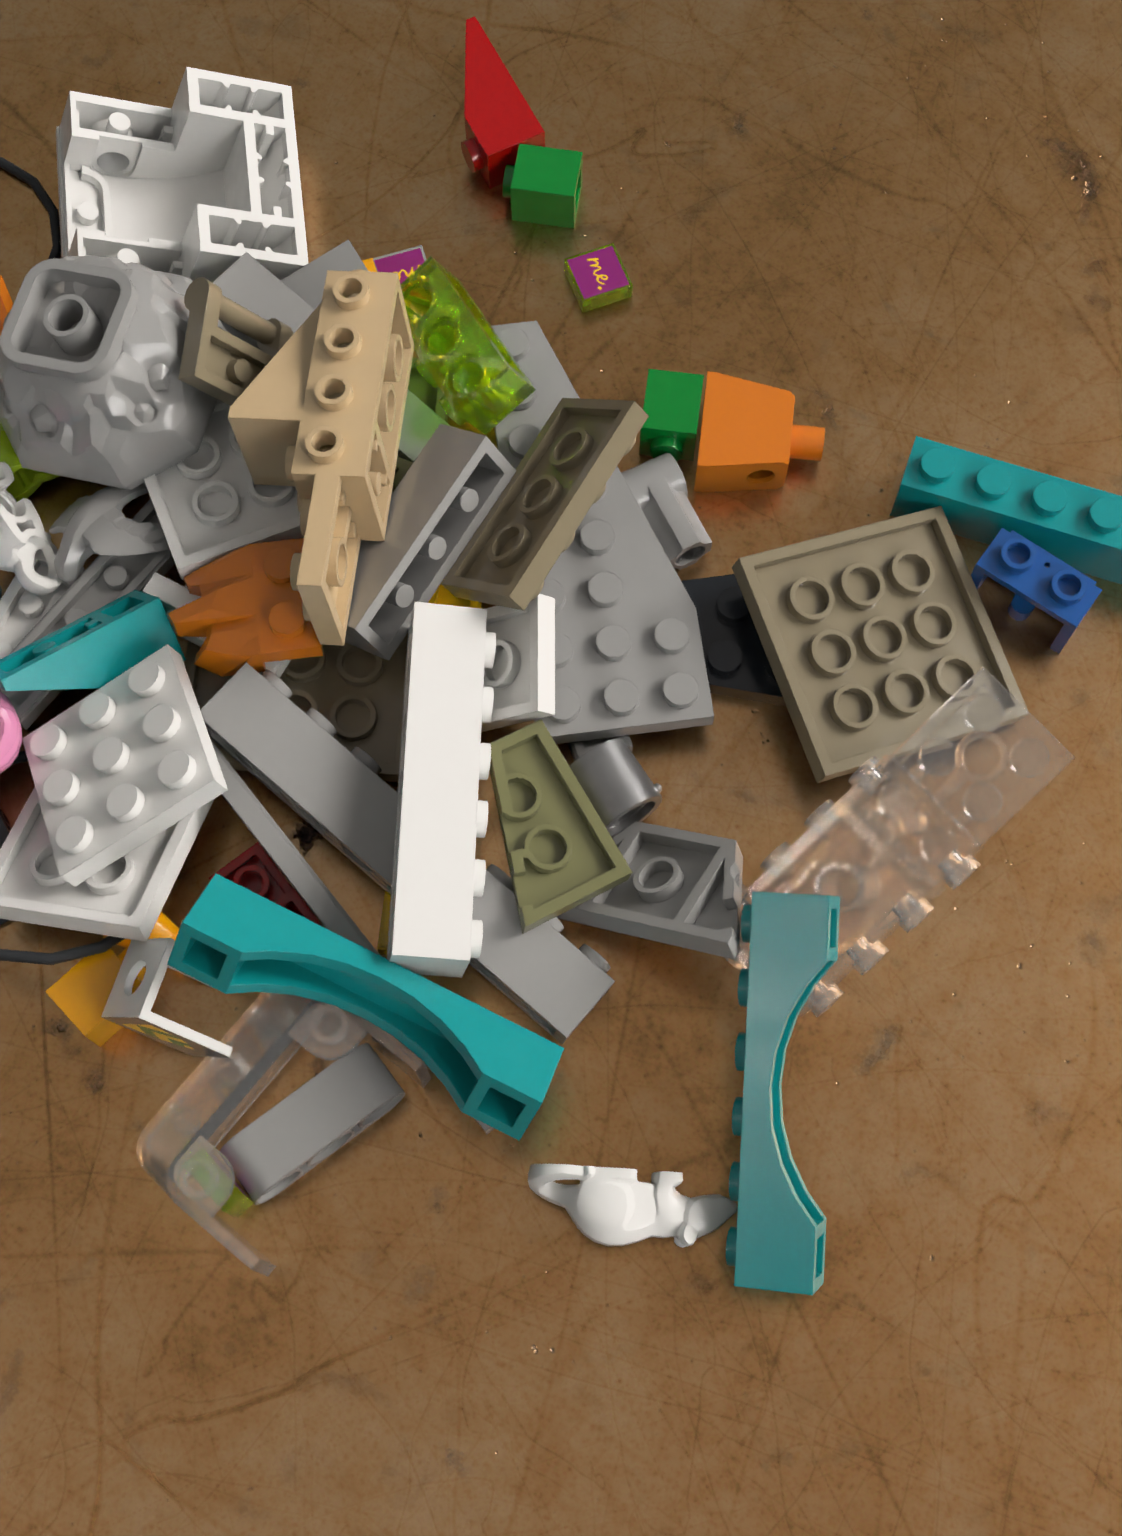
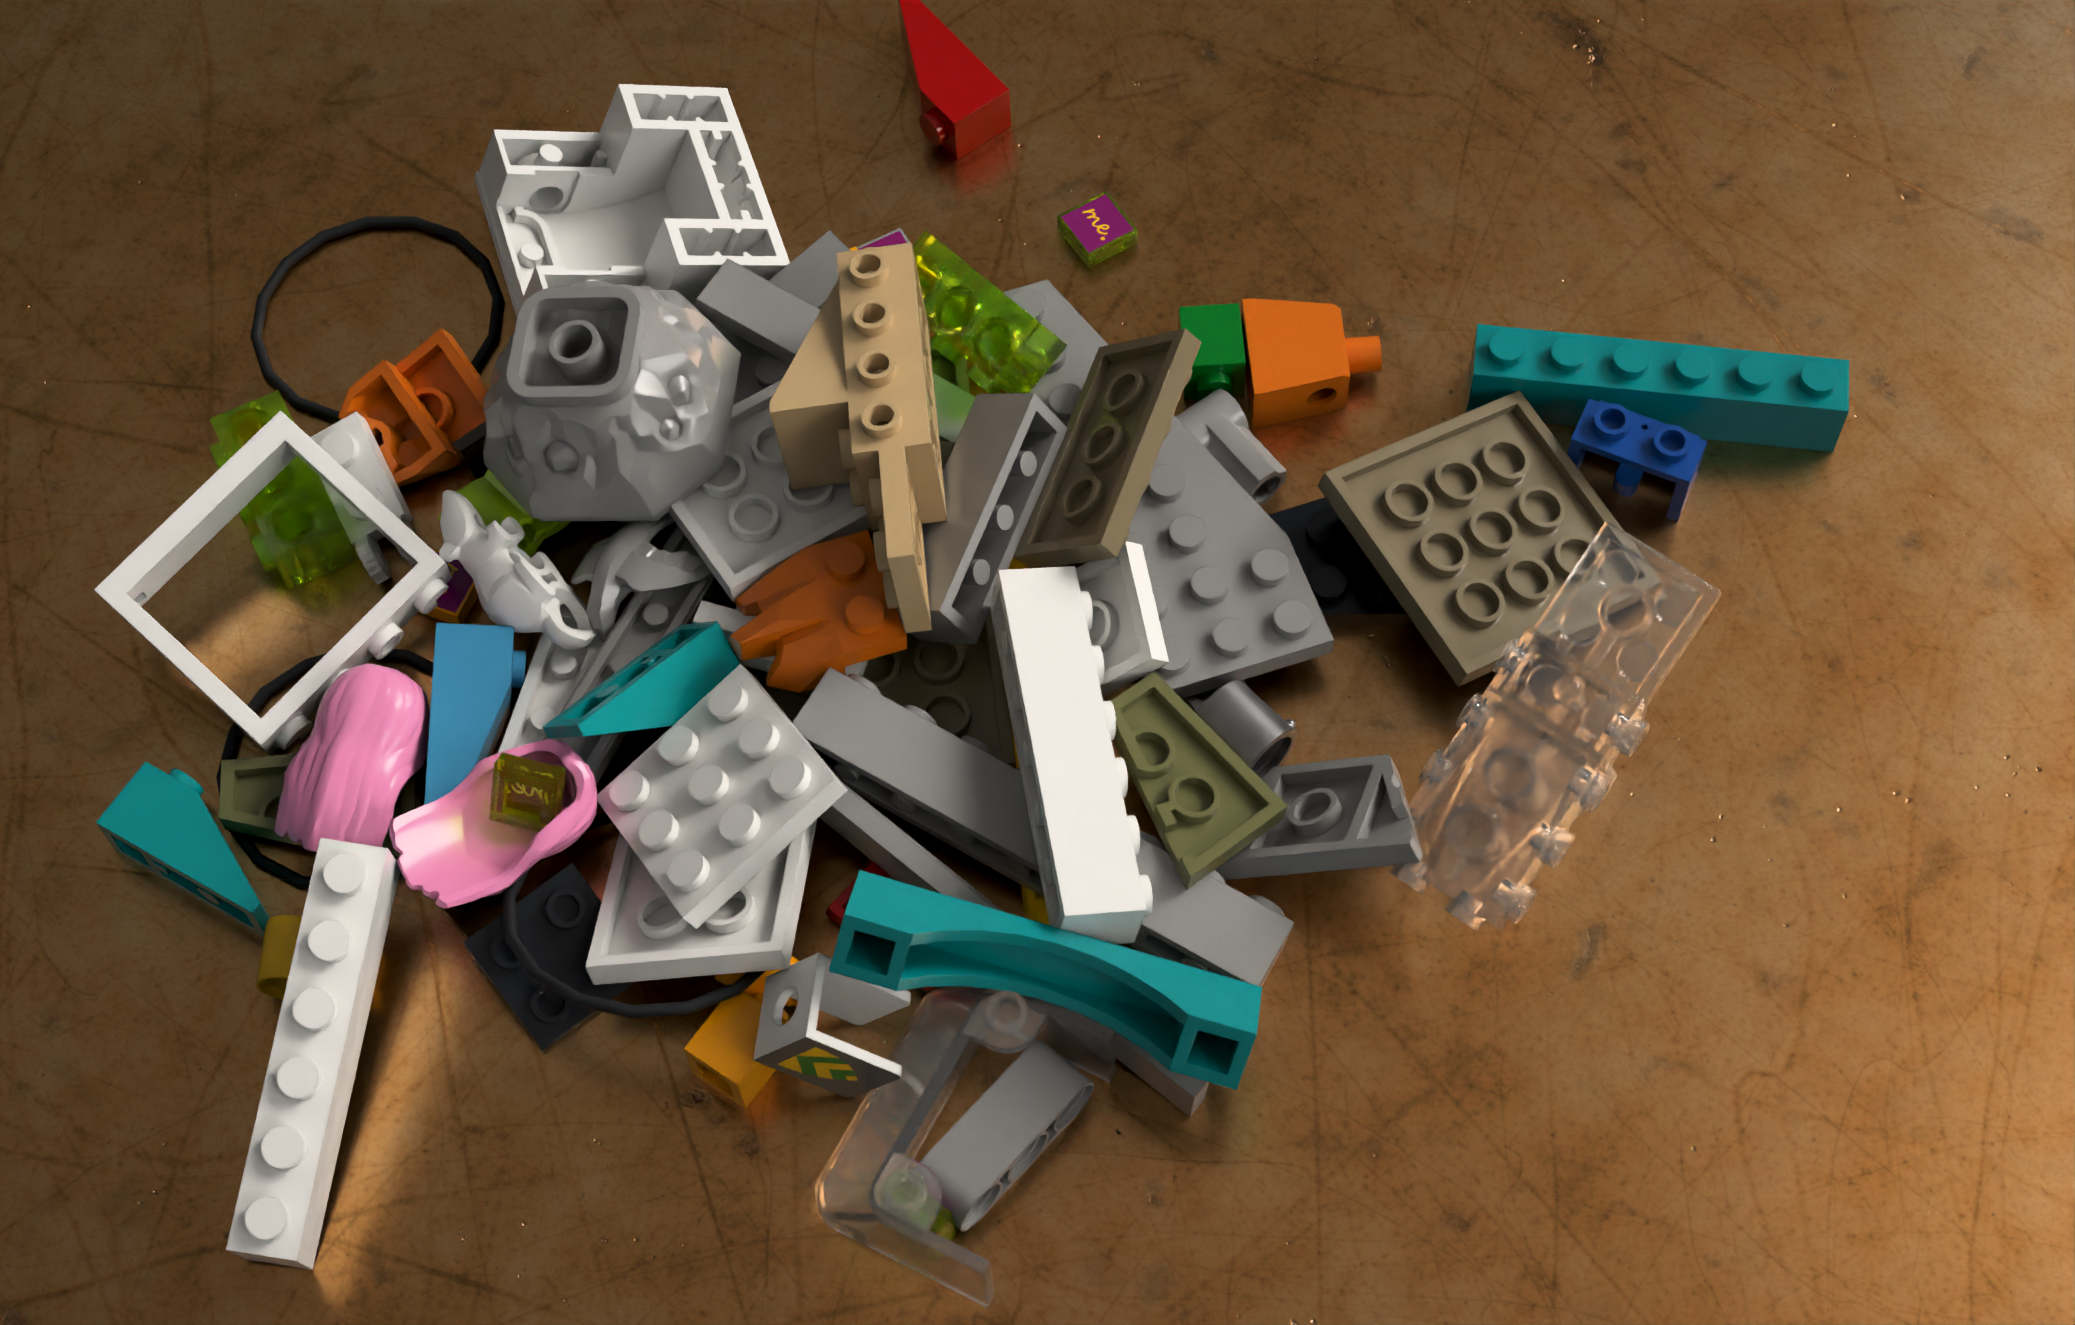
camera: 10 degrees left, 10 degrees down
(215, 358) = (738, 364): dark tan plate -> none
(544, 185) = (1019, 145): green brick -> none
(621, 1211) = (1356, 1155): white animal -> none
(778, 1222) = (1476, 845): teal arch -> none

